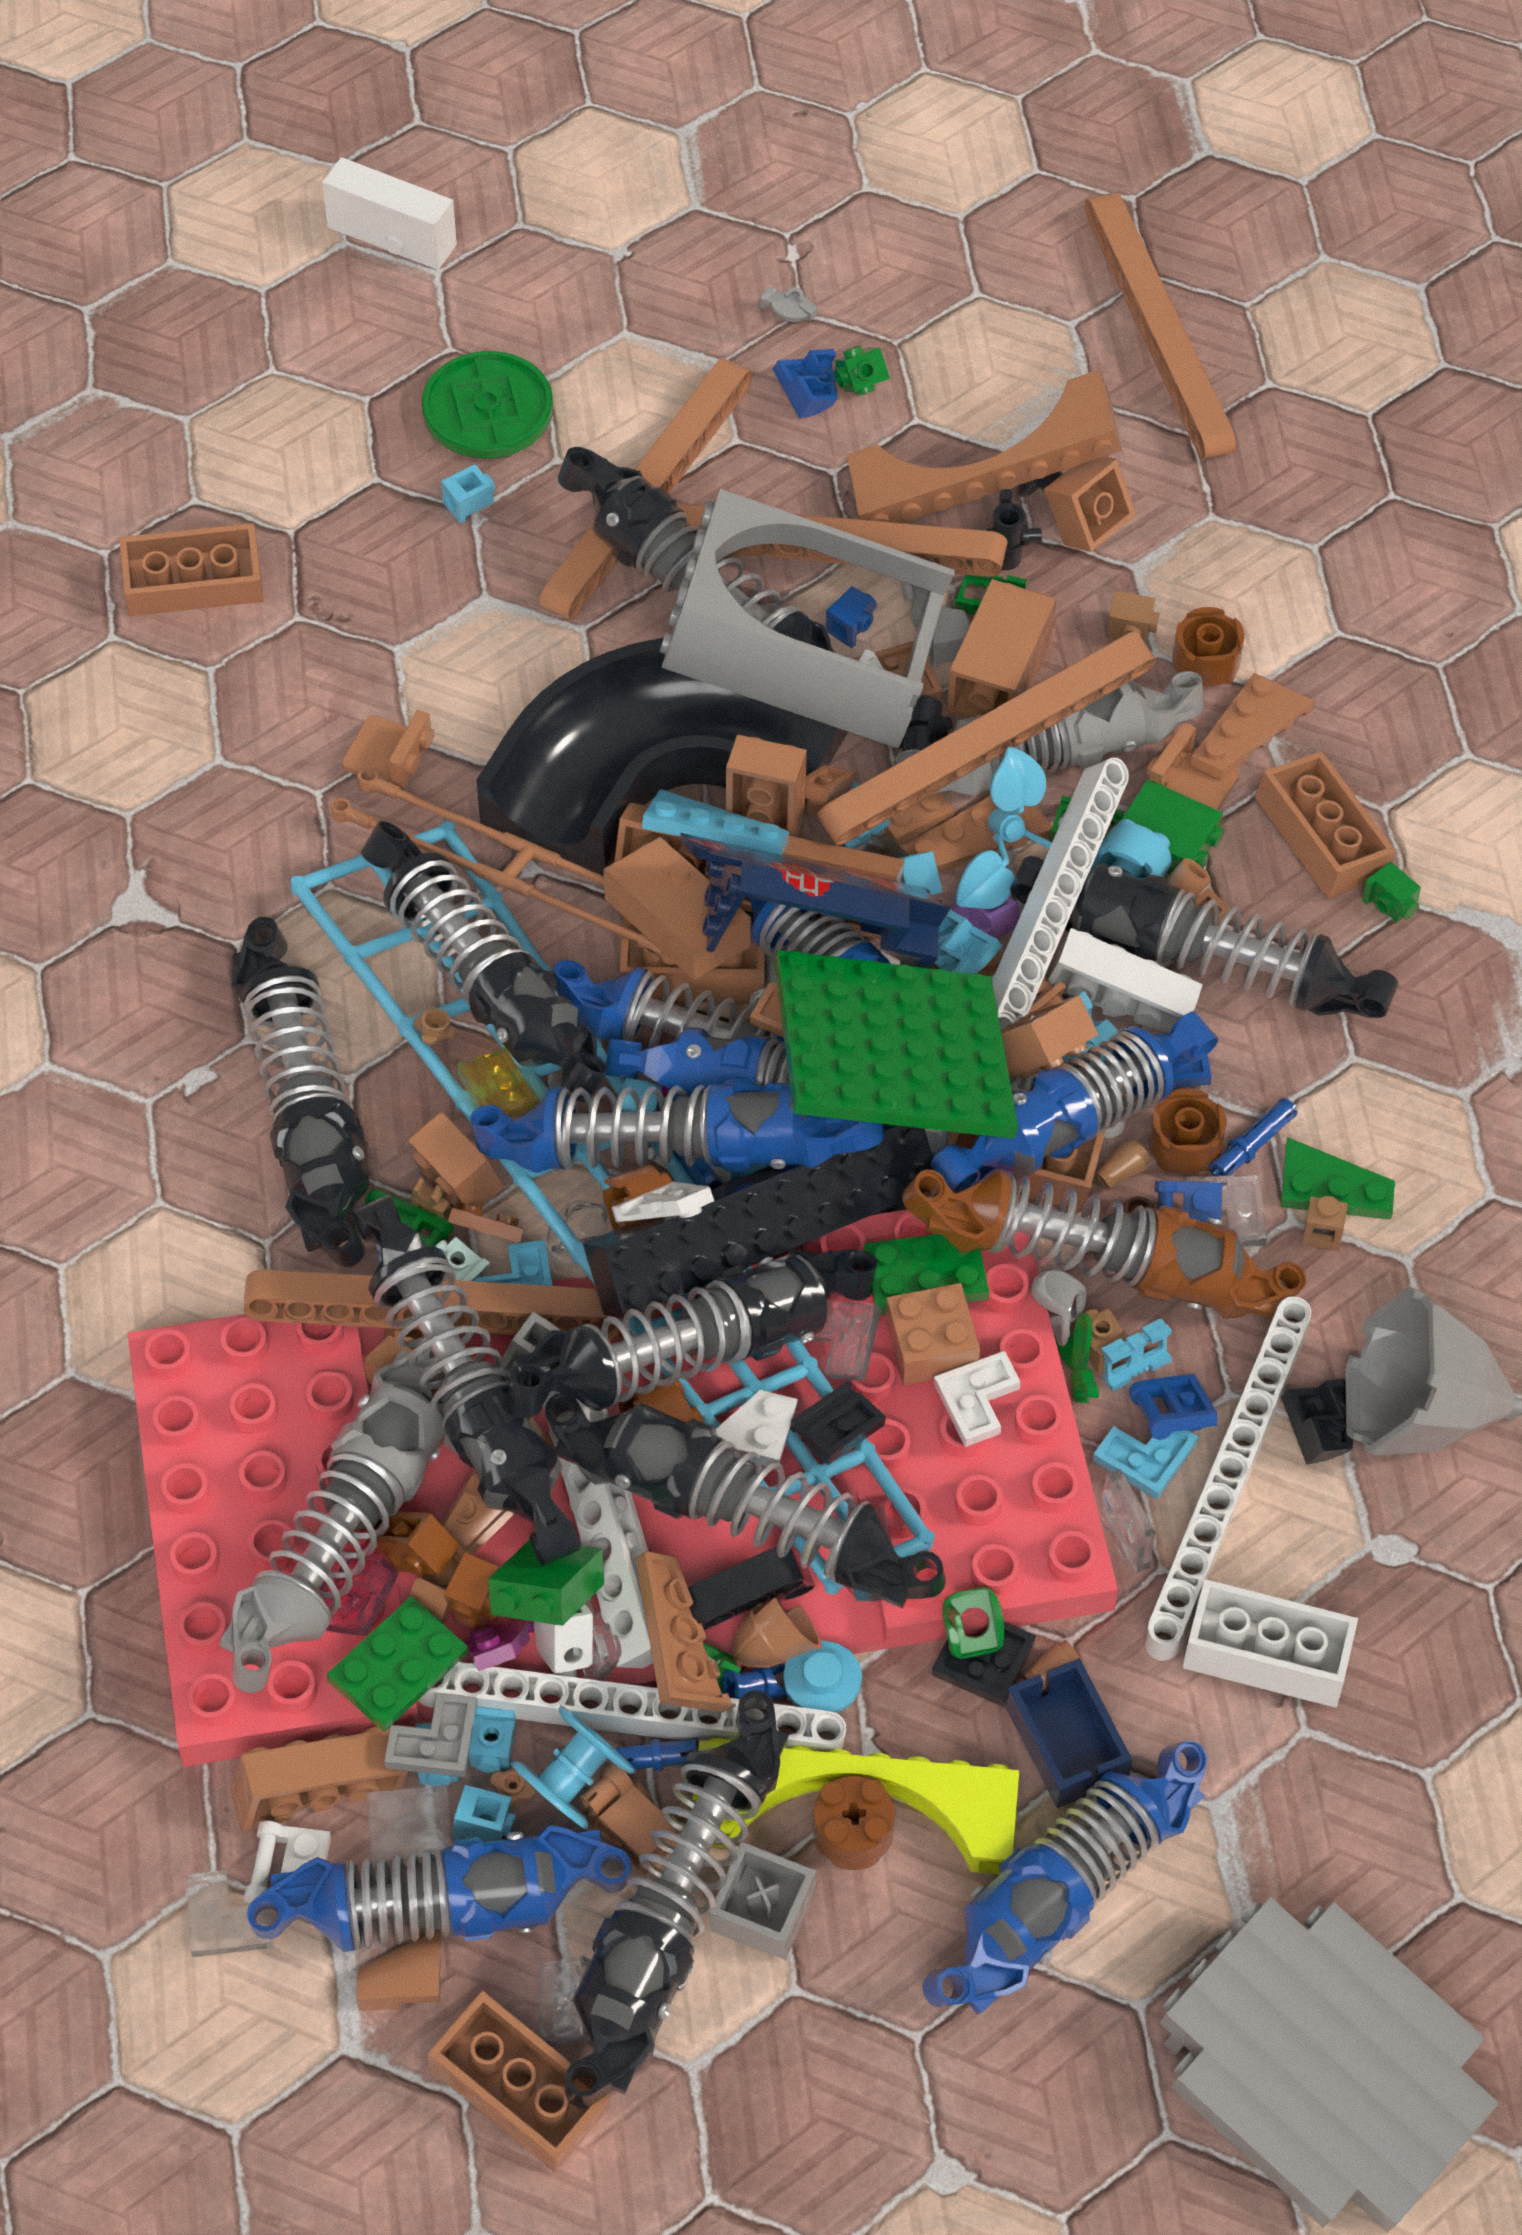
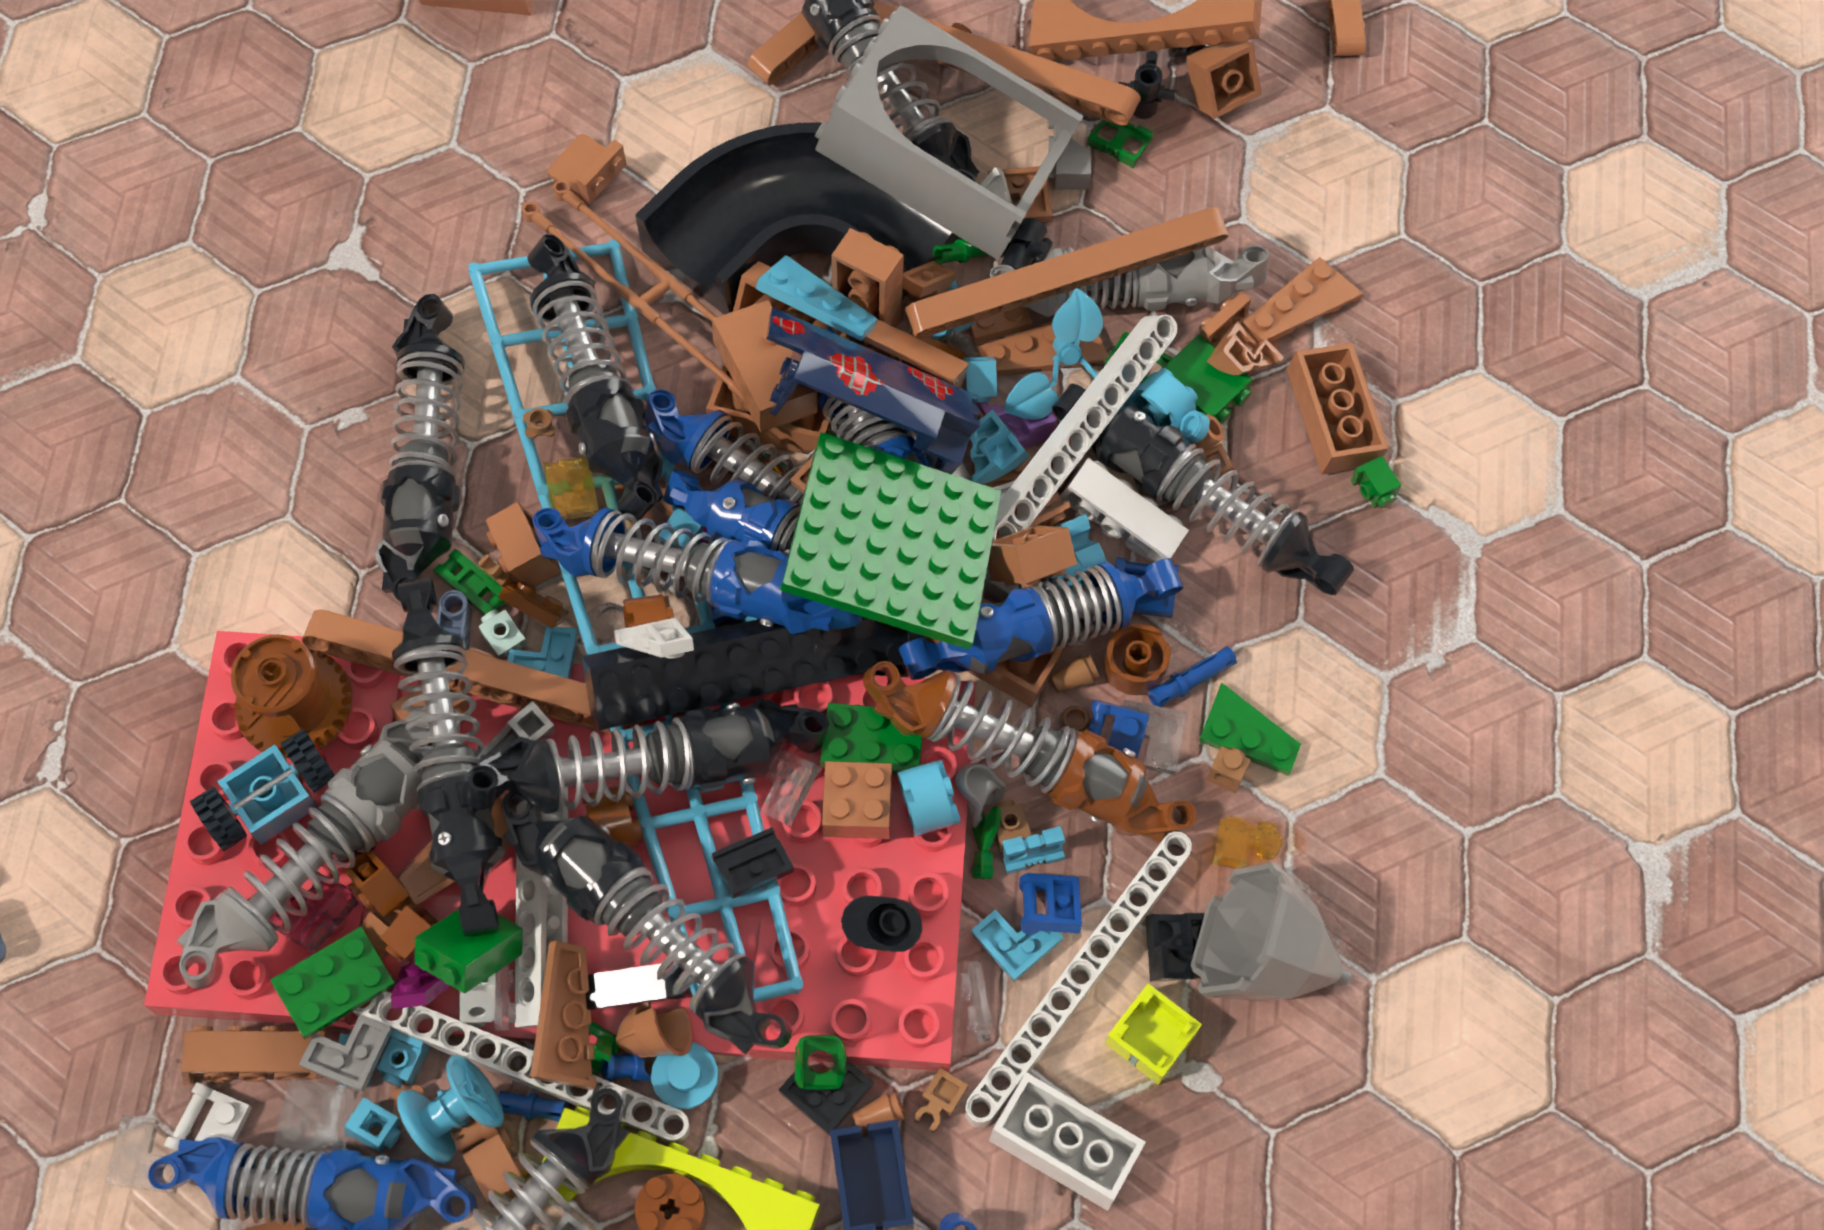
camera: 15 degrees right, 10 degrees up
(248, 1371) = (287, 689): none -> dark orange piece
(260, 1474) = (264, 793): none -> brick
(760, 1426) = (683, 852): white wing -> none
(850, 616) = (997, 132): blue brick -> none
(850, 749) = (958, 251): none -> green pin
(968, 1392) = (876, 854): white plate -> none
(1001, 649) = (1109, 192): nougat brick -> none
(1003, 1451) = (881, 923): none -> black piece
(1011, 1310) = (928, 797): none -> medium azure brick
(1116, 1633) = (943, 1095): none -> medium nougat plate
(1131, 614) = (1230, 185): medium nougat brick -> none
(1177, 871) = (1194, 426): none -> medium azure tile
(1200, 790) = (1241, 354): none -> nougat slope
(1209, 645) = (1286, 226): dark orange brick -> none
(1328, 1512) = (1153, 1033): none -> neon yellow container
(1355, 1294) = (1236, 838): none -> clear yellow brick

